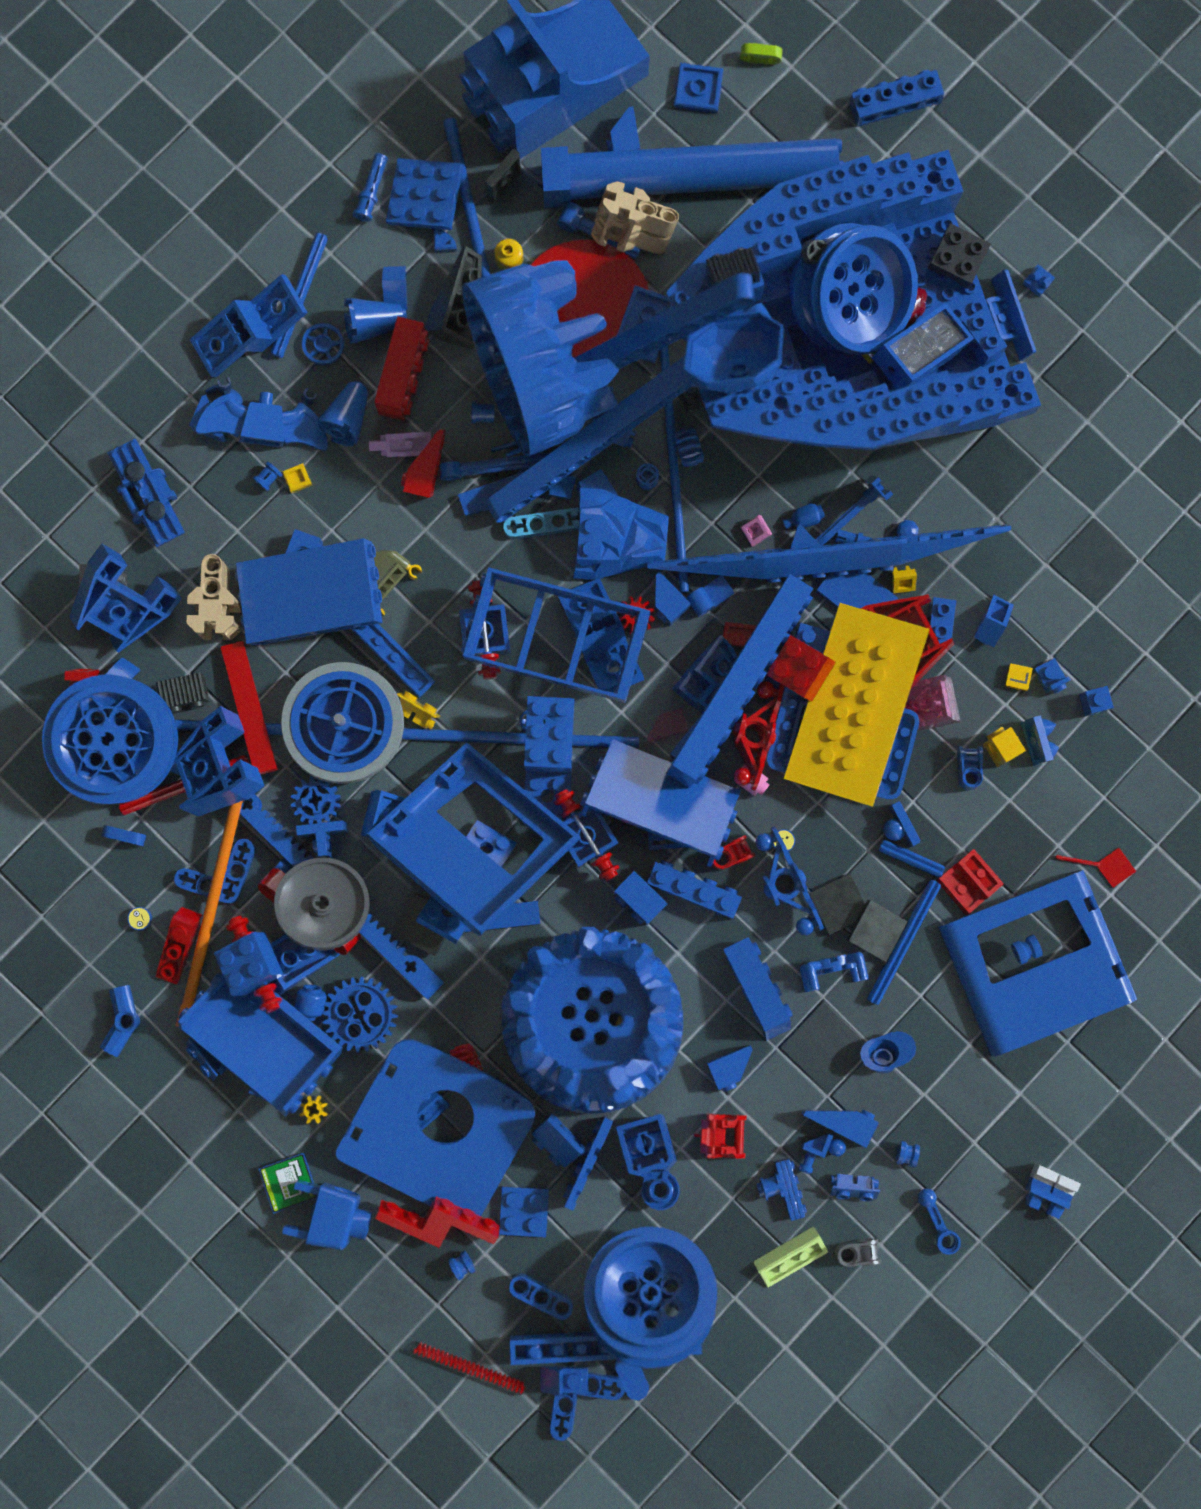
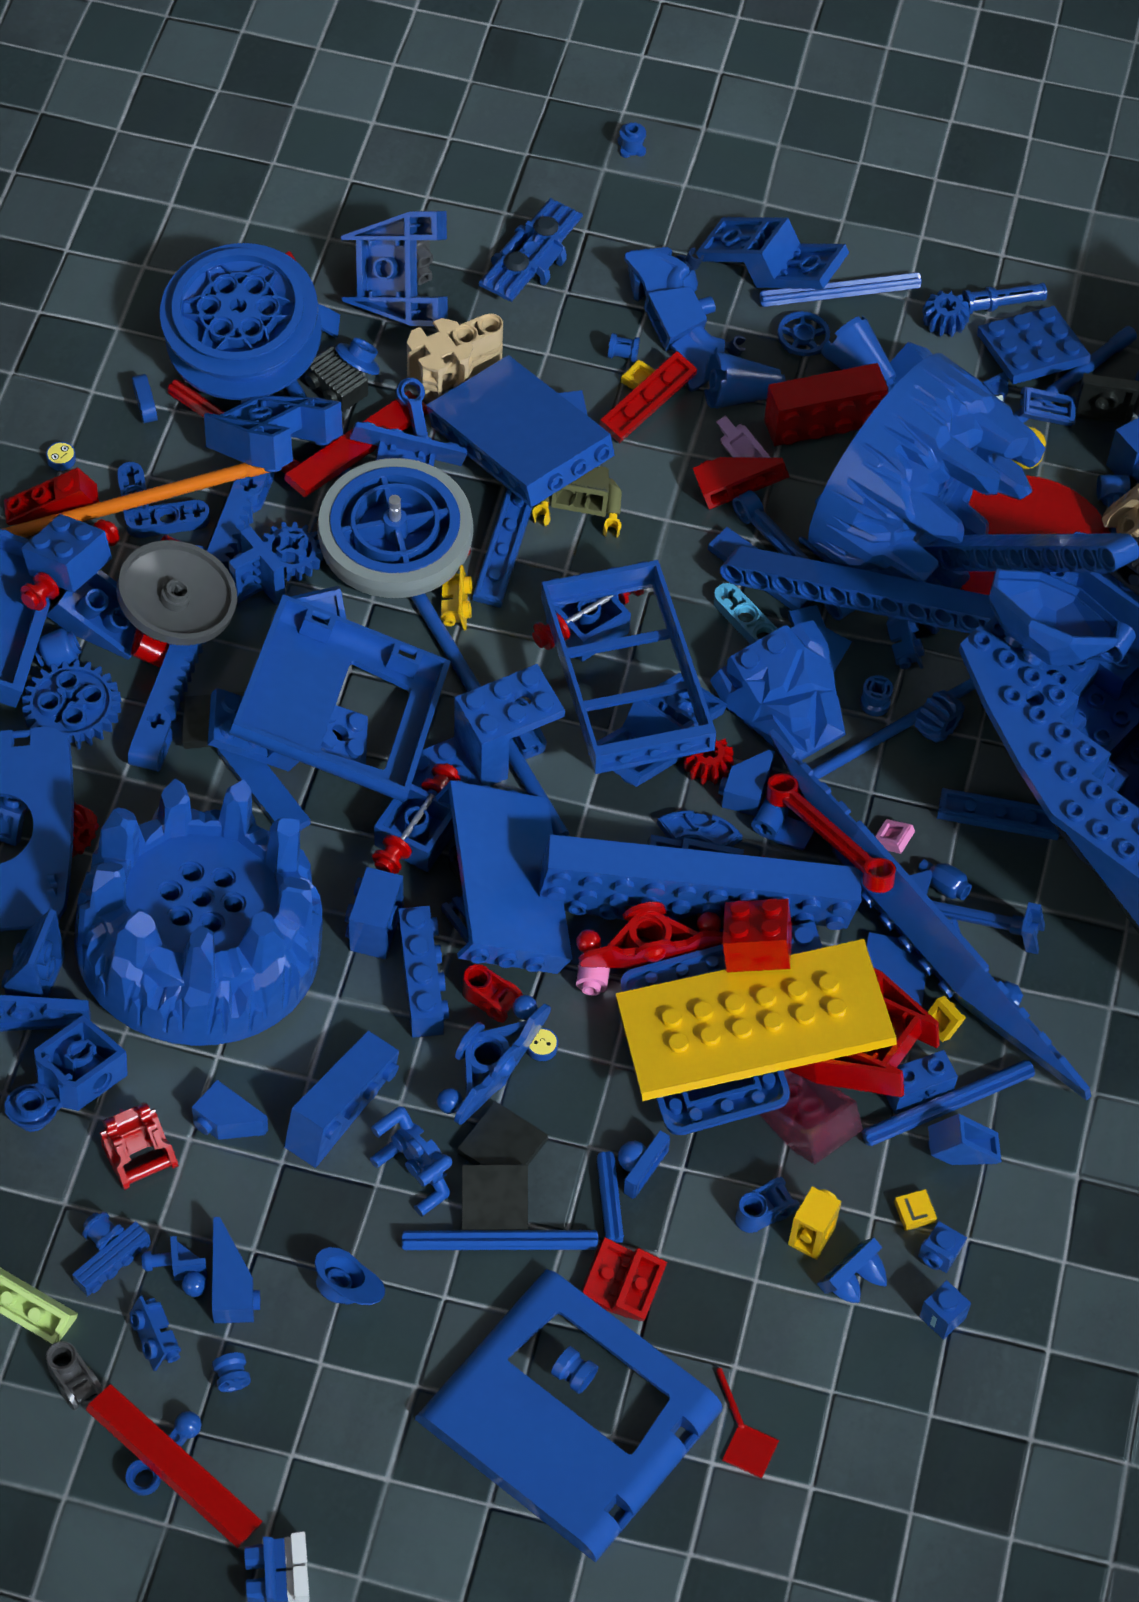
camera: 60 degrees right, 25 degrees down
(83, 366) = (632, 139): none -> blue brick
(174, 667) = (359, 355): none -> blue piece
(271, 661) = (414, 405): none -> blue piece
(280, 681) = (397, 444): none -> blue bracket
(320, 484) = (648, 397): none -> red plate
(359, 230) = (946, 313): none -> blue gear
(474, 230) = (1026, 404): none -> blue tile
(680, 650) = (699, 827): none -> blue tile
(749, 575) = (783, 792): none -> red piece
(765, 463) = (995, 814): none -> blue tile
(953, 1221) = (174, 1465): none -> red tile
(959, 625) = (948, 1102): none -> blue axle

